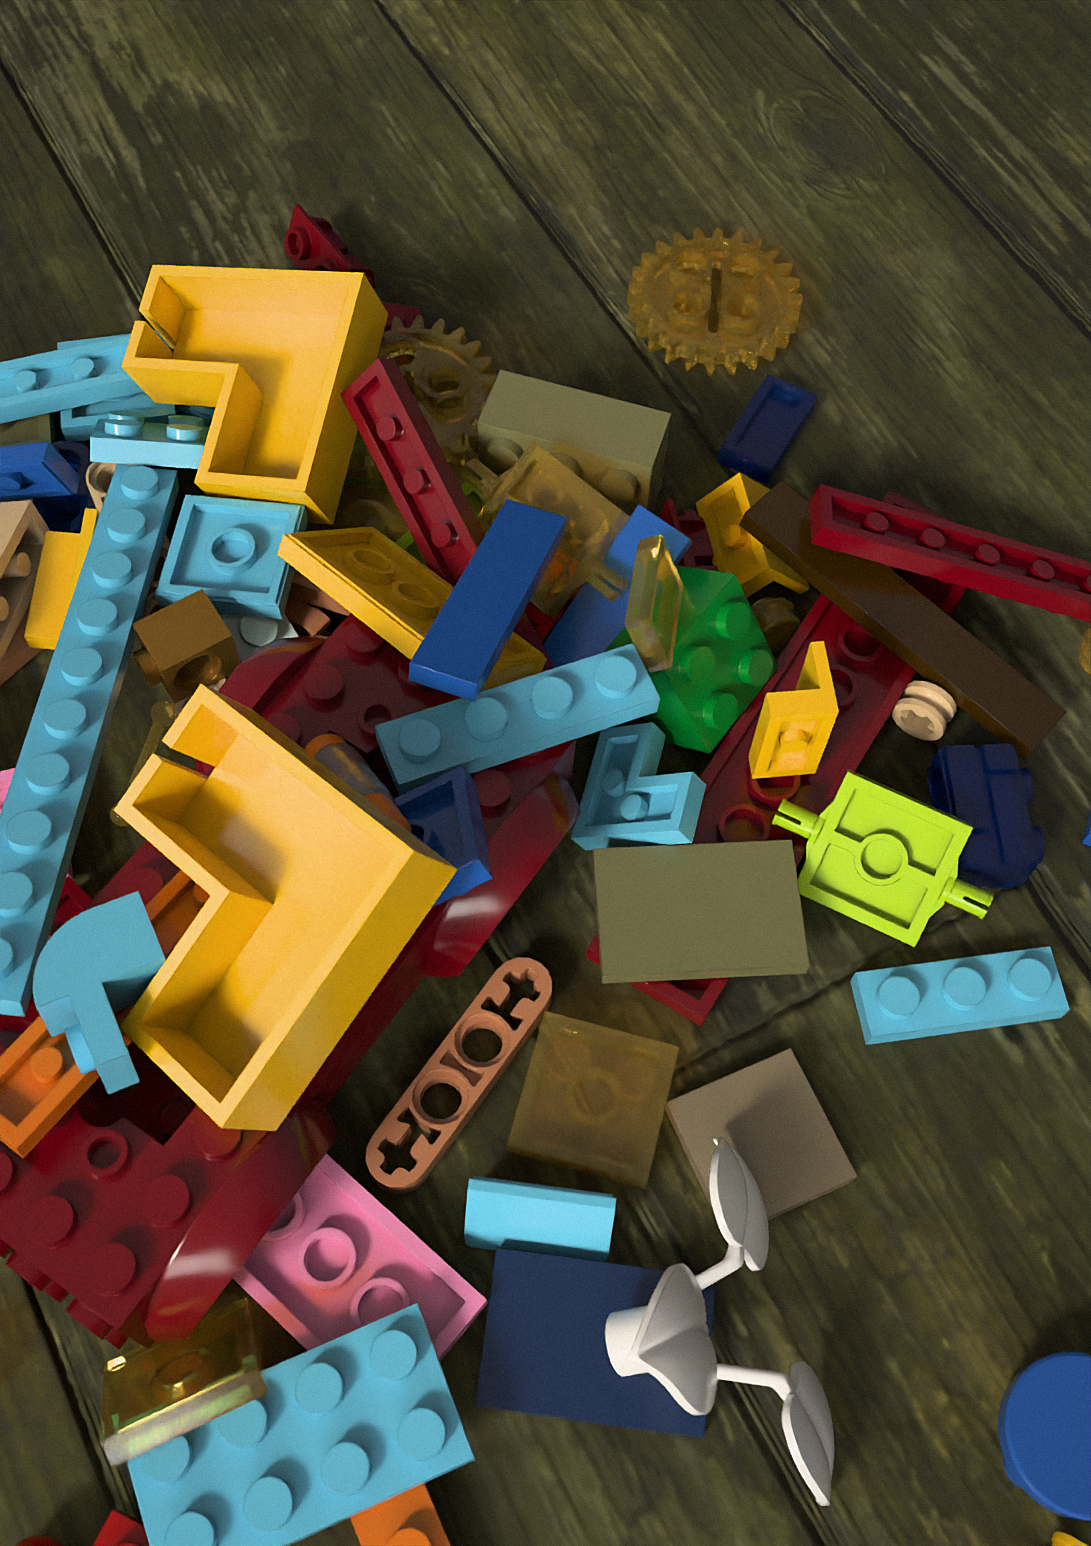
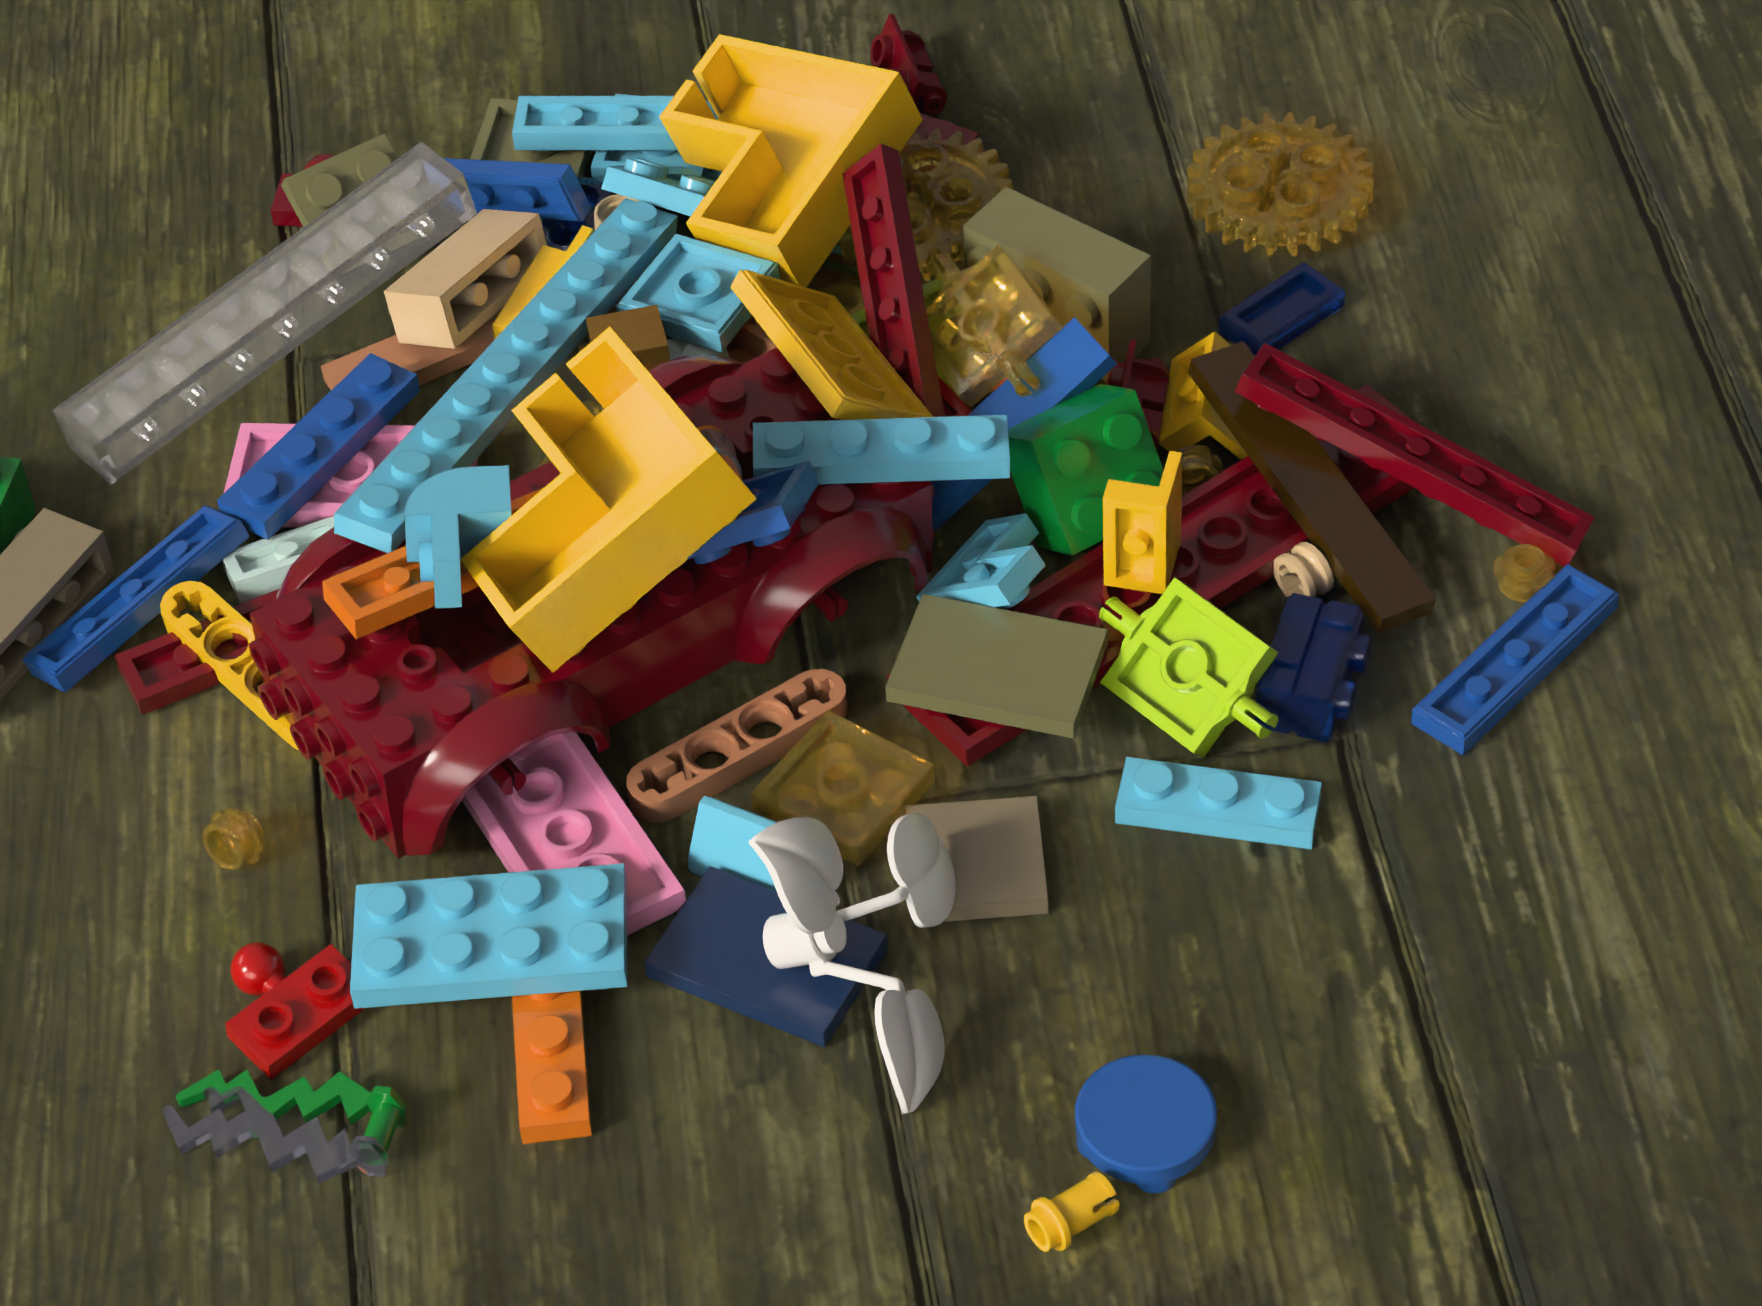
camera: 25 degrees right, 15 degrees down
(181, 1383) = (418, 863): clear yellow tile -> none
(487, 601) = (894, 349): blue tile -> none
(654, 604) = (1045, 392): clear yellow tile -> none

